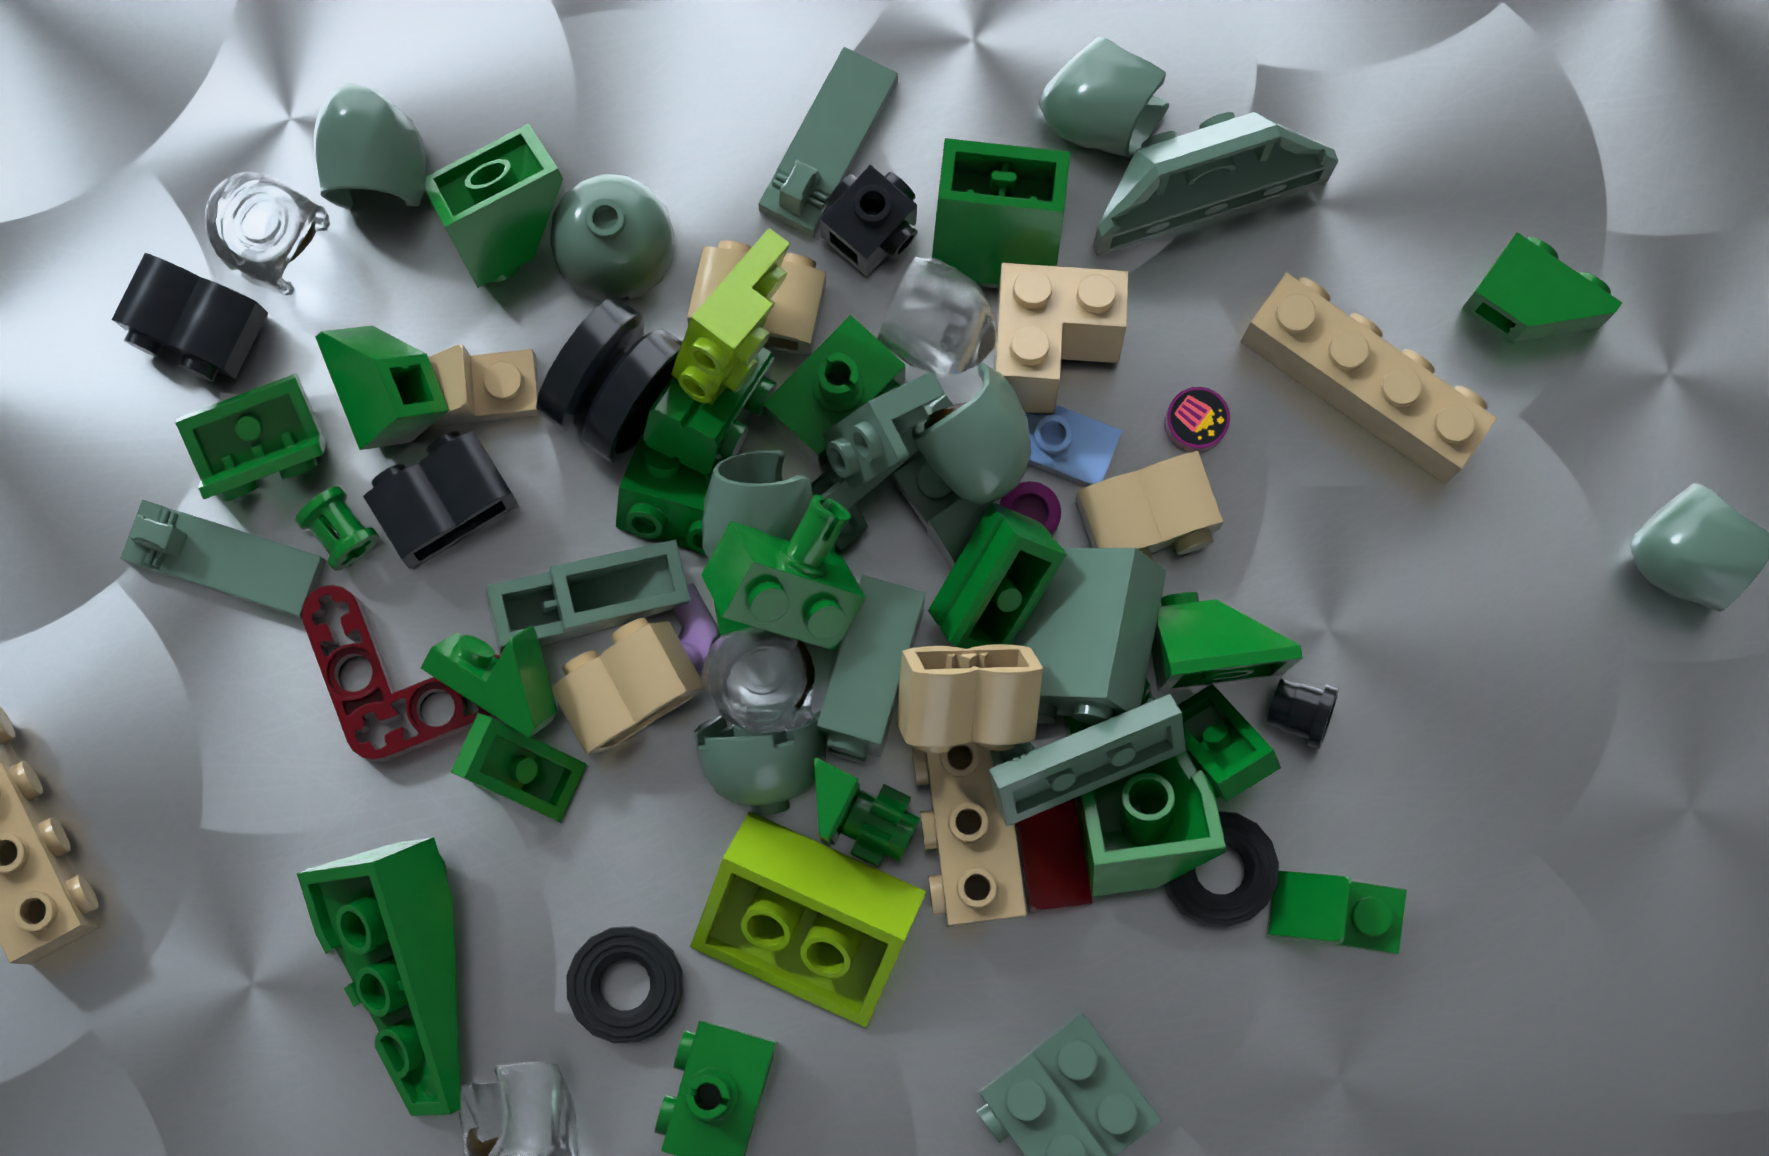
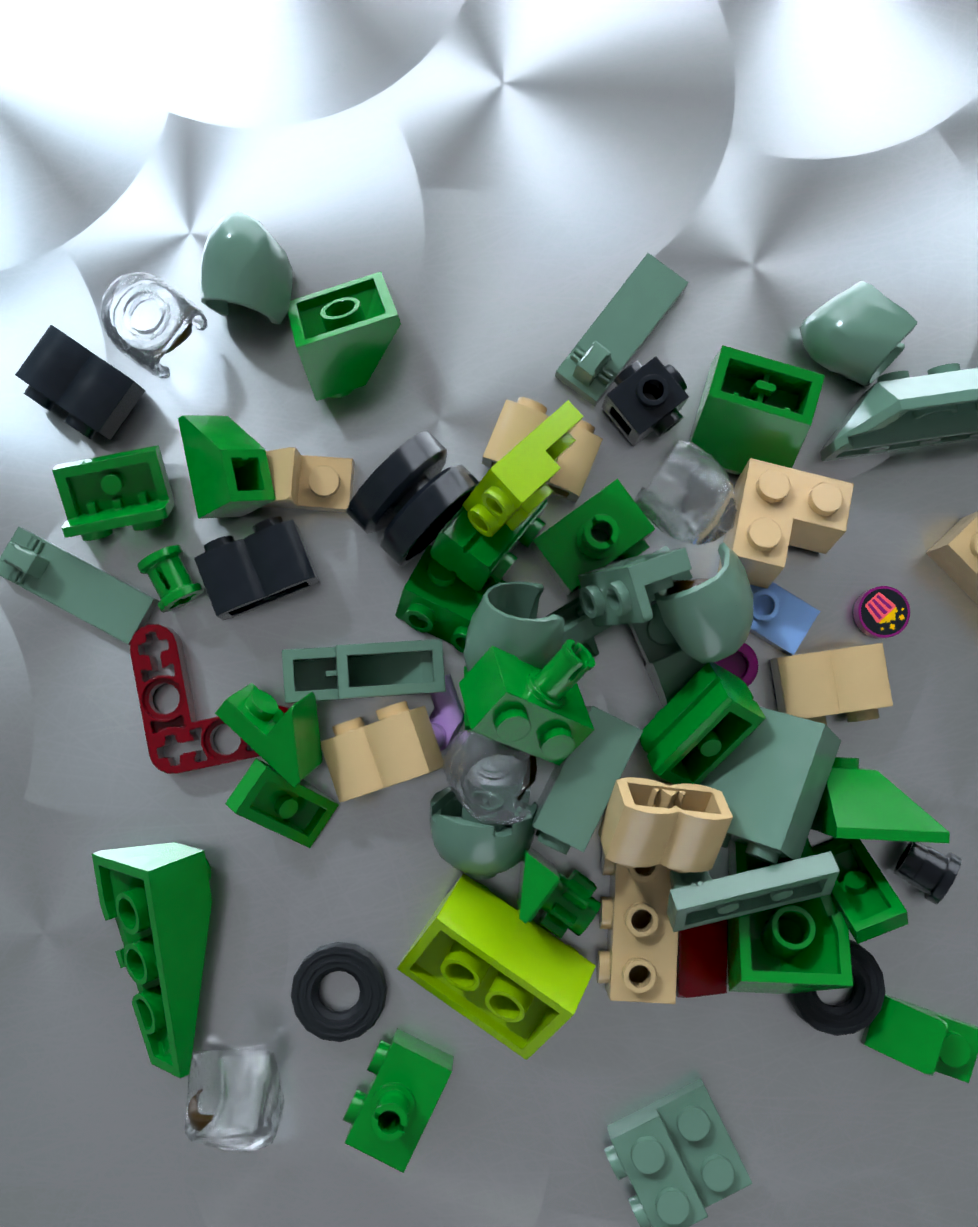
camera: 10 degrees right, 5 degrees up
(612, 237) = (432, 377): sand green cylinder -> none

